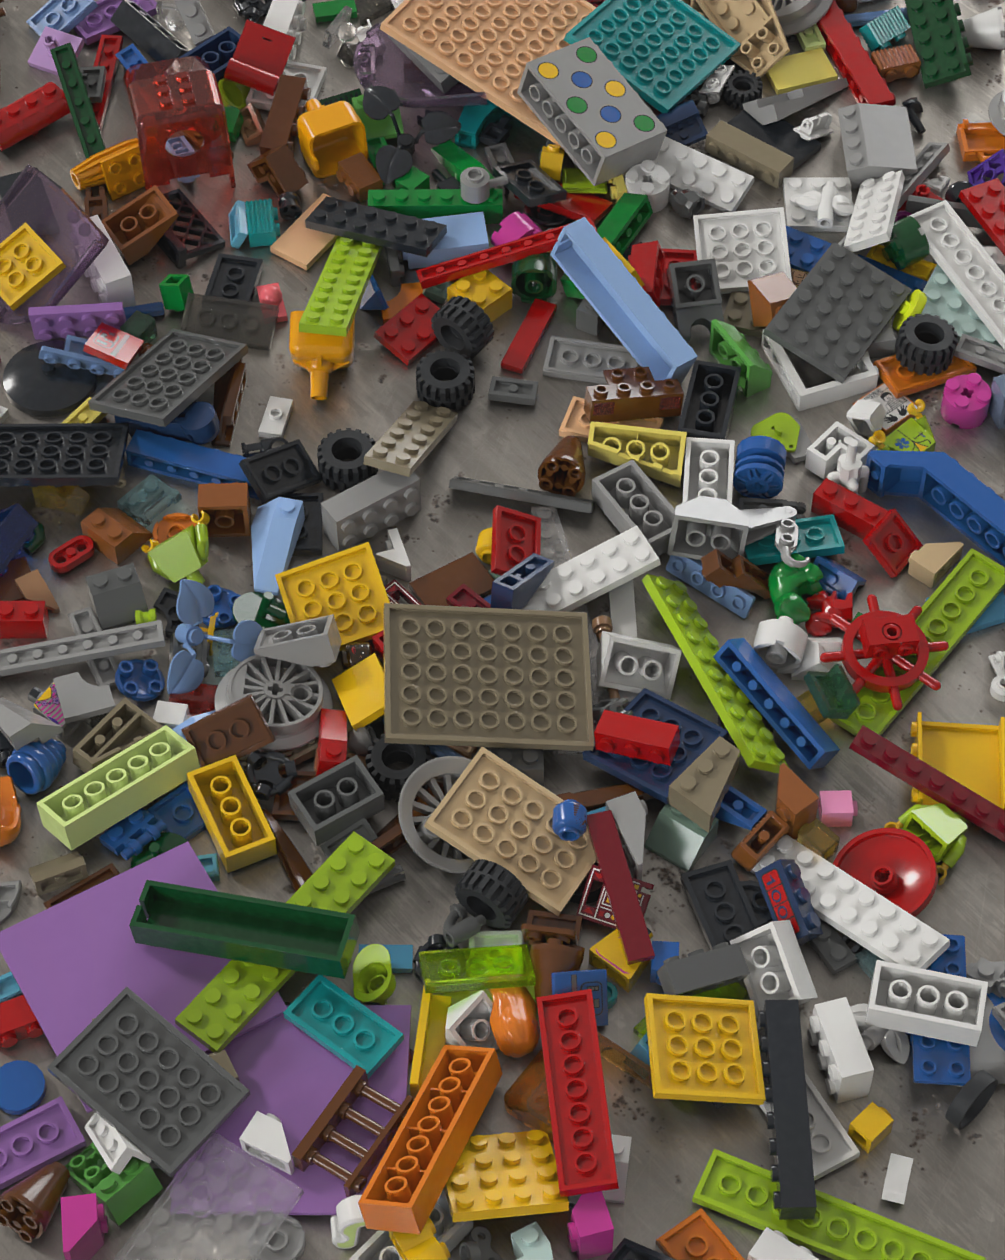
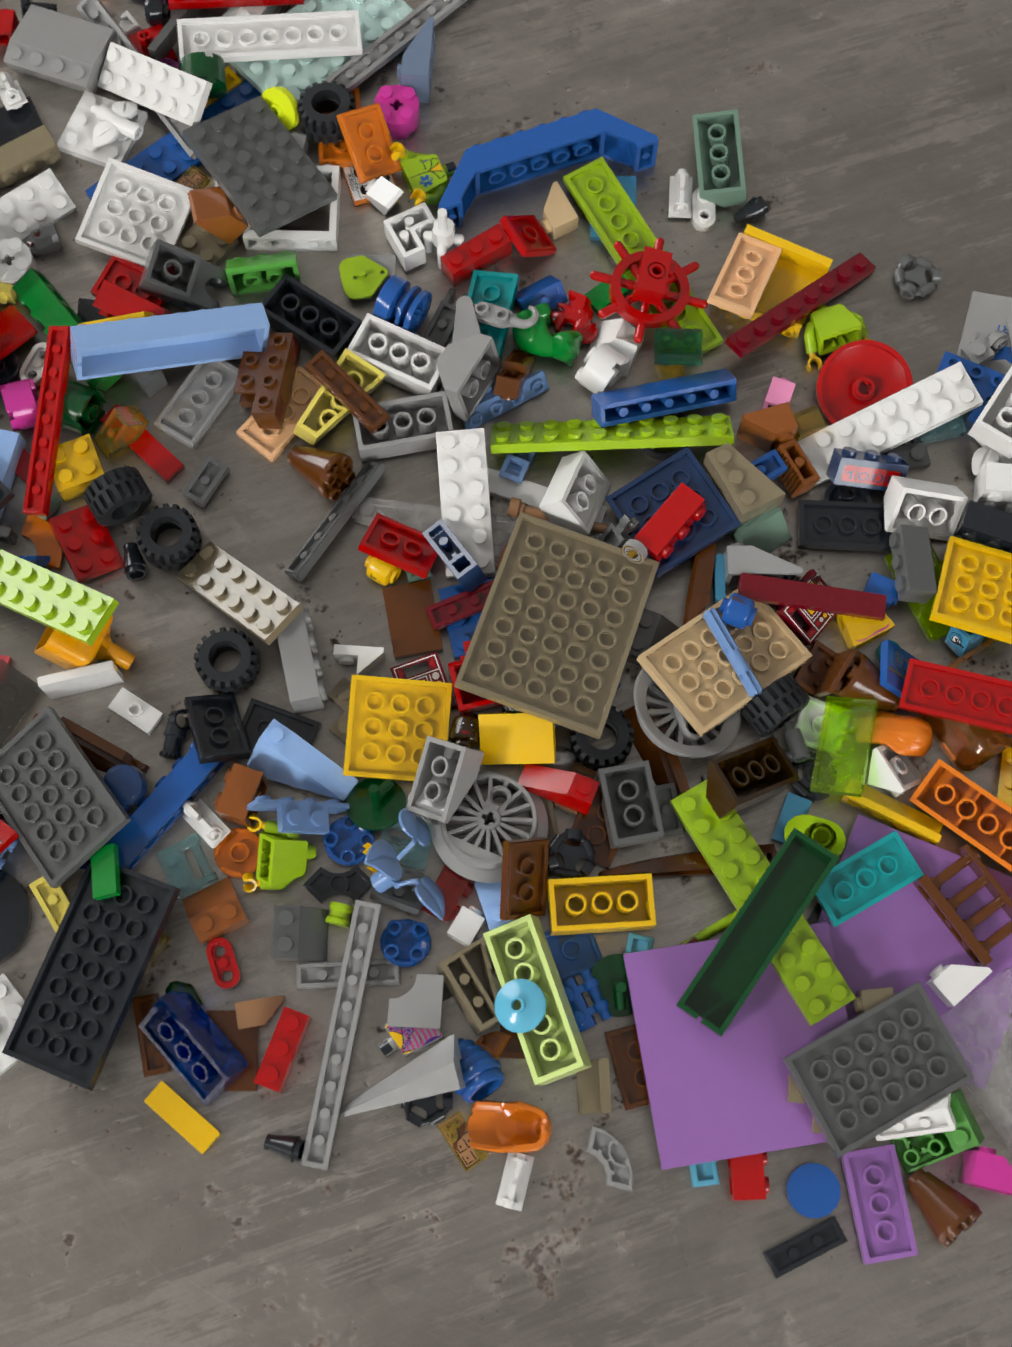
camera: 70 degrees left, 20 degrees up
(67, 775) = (493, 1042): none -> dark orange tile
(106, 769) = (532, 1005): none -> medium azure dish
(115, 432) = (105, 872): none -> green tile
(188, 500) = (205, 822): none -> white hinge
(220, 551) = (300, 816): none -> medium blue bracket
(283, 363) = (80, 679): none -> white tile
(403, 884) = (748, 777): none -> dark brown slope
(406, 368) = (134, 564): none -> black cone
(523, 828) = (732, 652): none -> medium blue axle
(529, 311) = (120, 430): none -> clear yellow slope
(590, 715) = (634, 551): none -> light grey tile
(642, 447) = (347, 391): none -> reddish brown tile
(645, 614) = (517, 466): none -> medium blue slope
(914, 378) = (368, 142): none -> orange tile
(949, 730) = (744, 276): none -> light nougat plate

